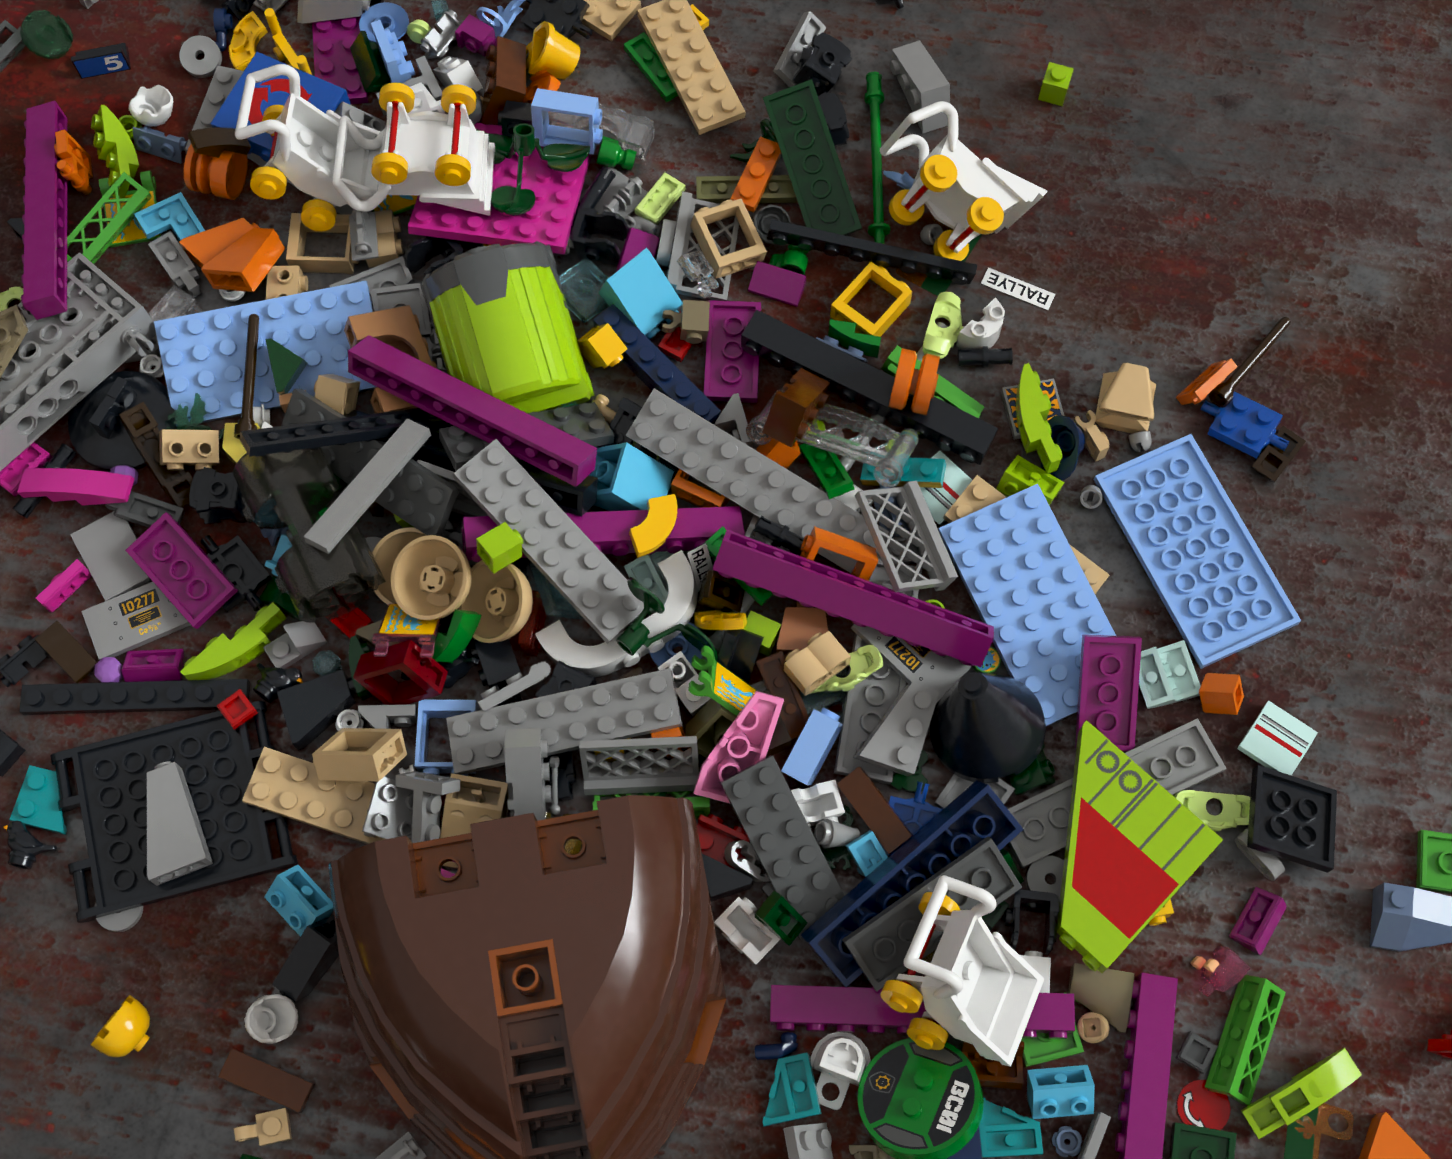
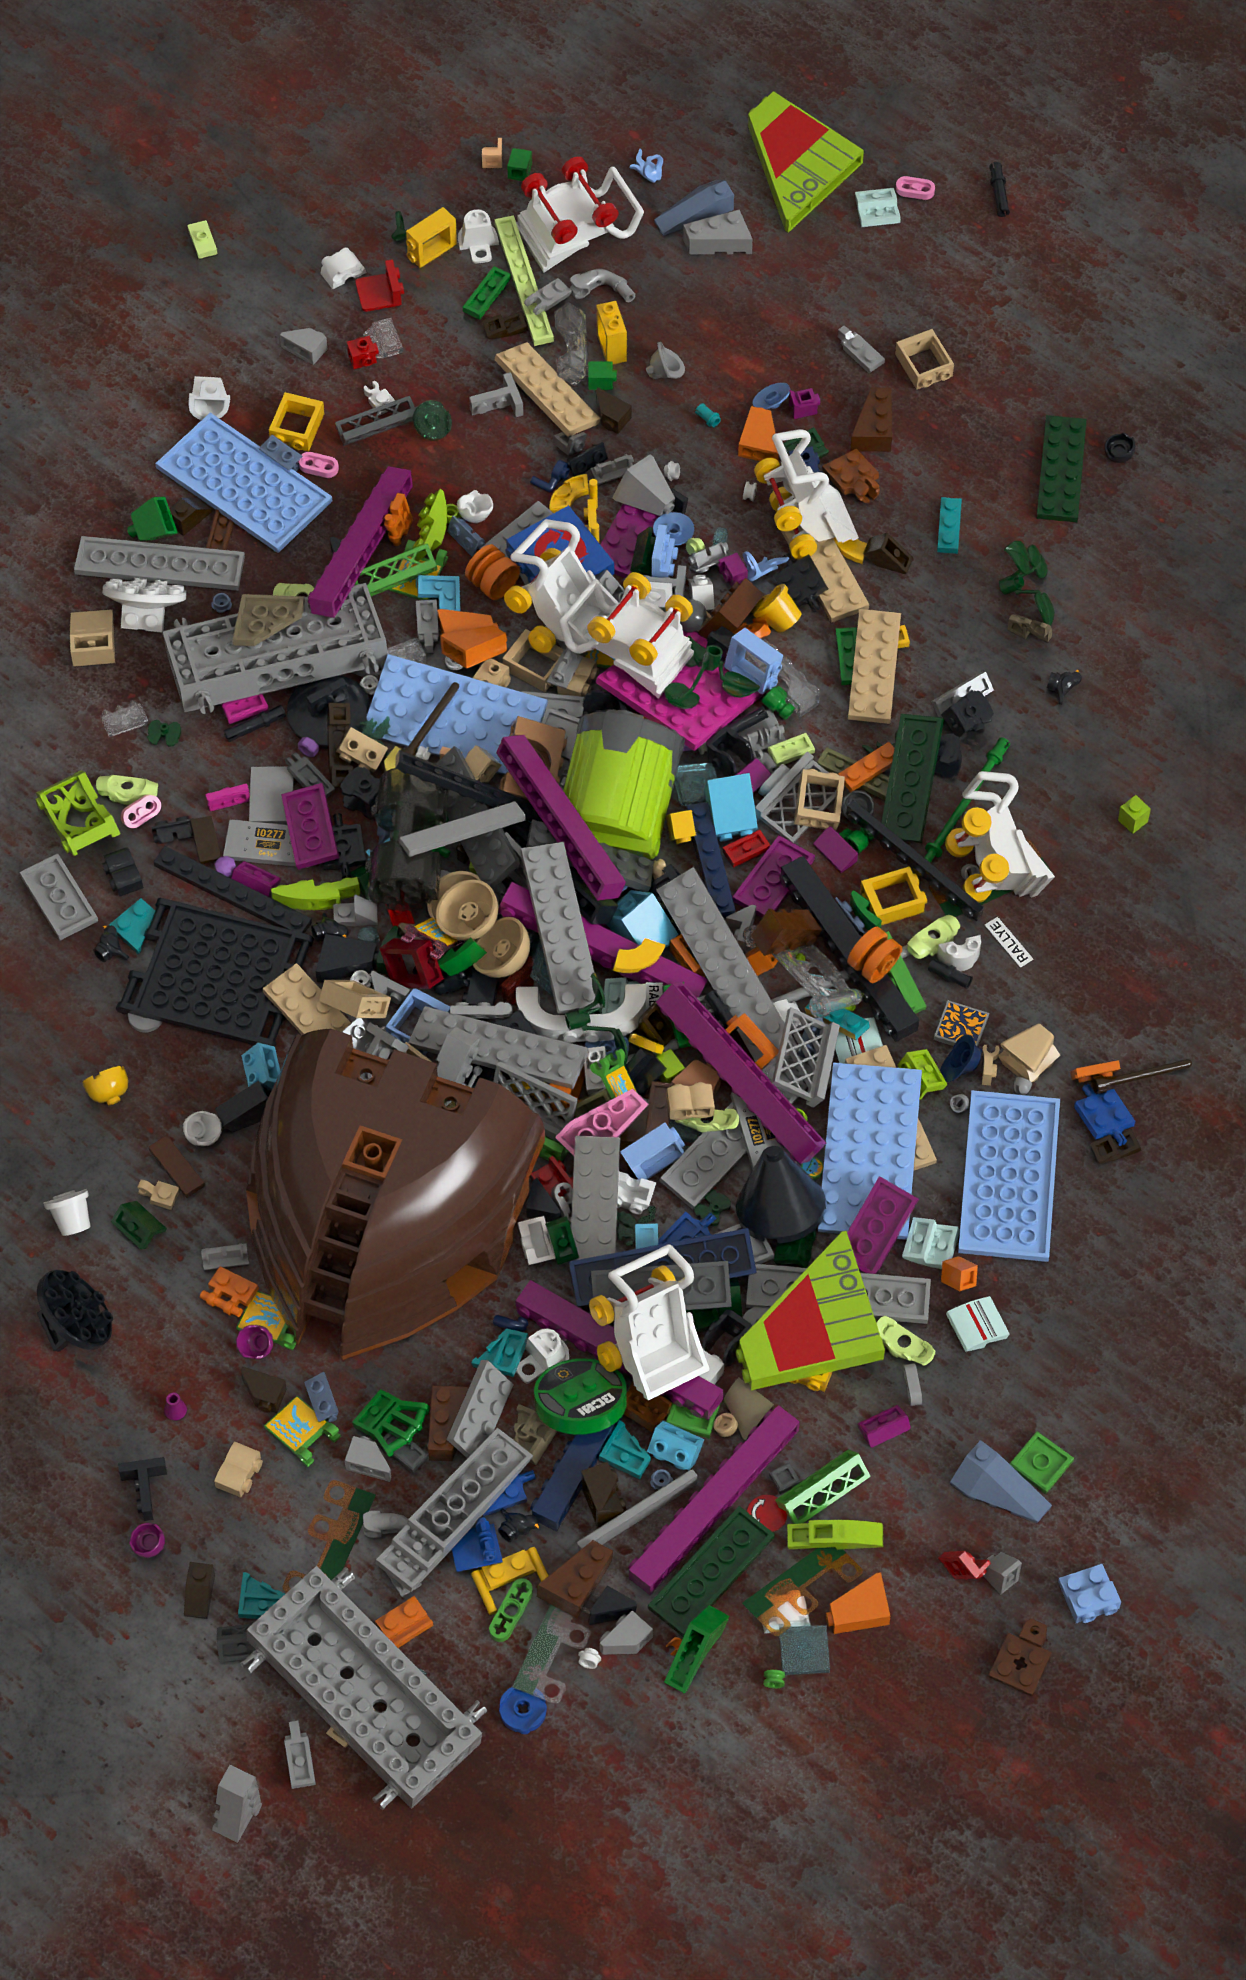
camera: 30 degrees right, 10 degrees down
(84, 486) = (279, 739): dark pink slope -> none
(102, 60) = (460, 457): panel -> none
(173, 828) = (209, 982): light grey slope -> none
(200, 45) = (526, 480): light grey piece -> none
(215, 140) = (500, 552): dark brown slope -> none
(237, 709) = (293, 932): red tile -> none
(285, 366) = (457, 728): dark green slope -> none
(499, 547) = (522, 911): lime brick -> none
(692, 321) = (754, 841): dark tan brick -> none
(697, 268) = (784, 809): clear plate -> none
(827, 470) = (783, 988): green plate -> none
(834, 834) = (632, 1214): light grey cone -> none
(874, 810) = (669, 1212): reddish brown tile -> none
(901, 732) = (718, 1173): light grey wedge -> none
(921, 82) = (1032, 765): light grey wedge -> none
(1031, 415) = (953, 1027): lime slope -> none
(1221, 971) = (833, 1437): clear pink piece -> none
(1292, 819) = (948, 1371): black plate -> none

